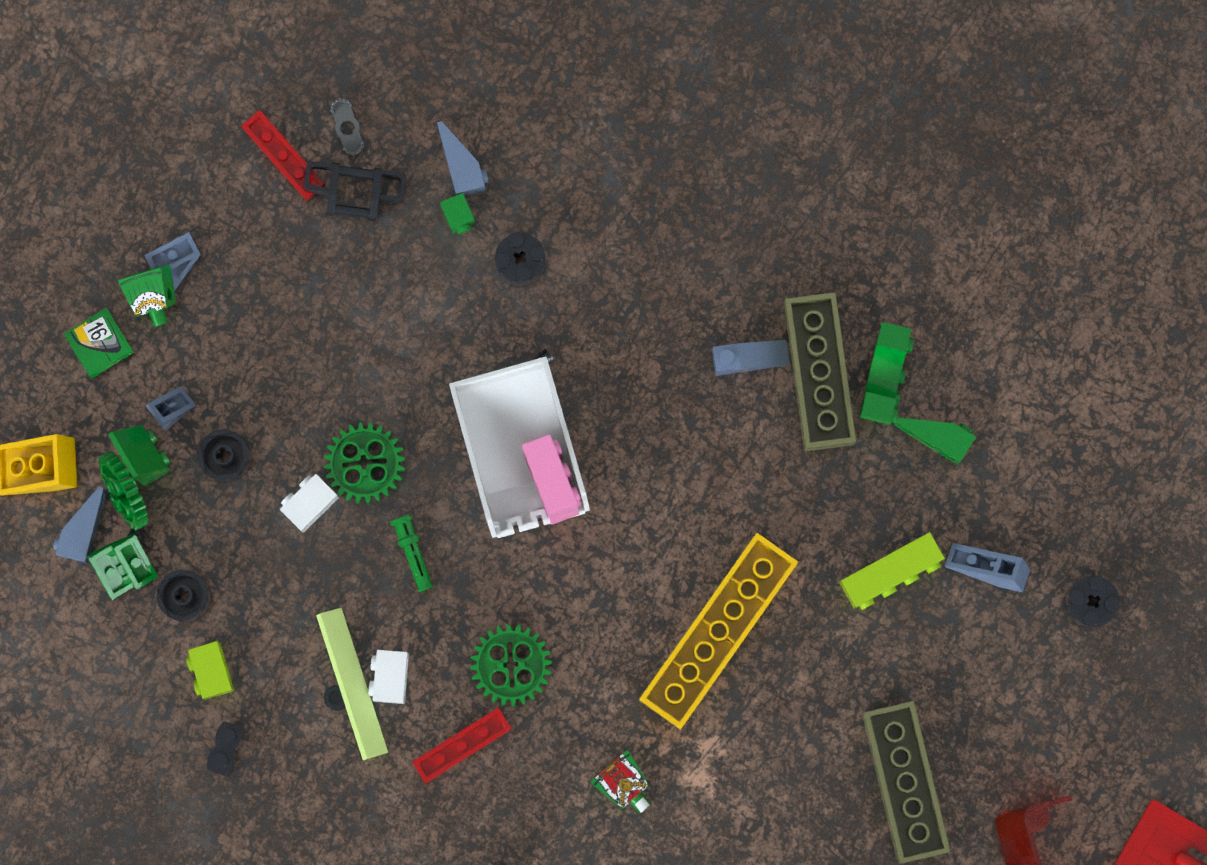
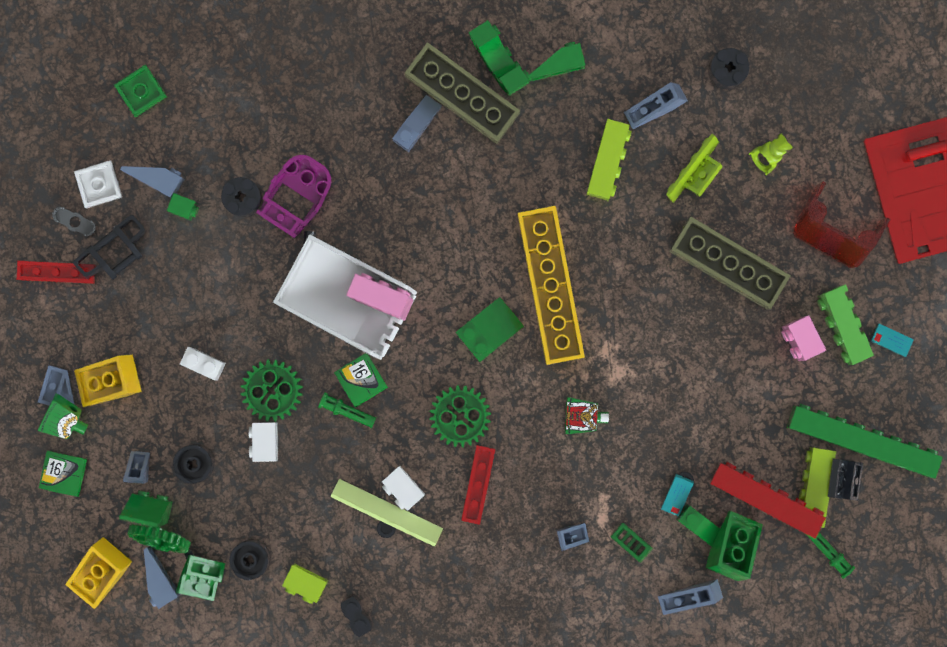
camera: 50 degrees left, 5 degrees up
(227, 300) = (107, 380): none -> yellow slope
(327, 373) = (202, 363): none -> white brick
(403, 115) = (98, 184): none -> white tile
(455, 537) = (360, 380): none -> slope
(529, 70) = (140, 90): none -> green tile
(596, 301) = (306, 178): none -> magenta slope
(620, 613) = (489, 329): none -> green slope
(964, 668) = (698, 172): none -> lime bracket
(1052, 721) = (772, 151): none -> lime hair

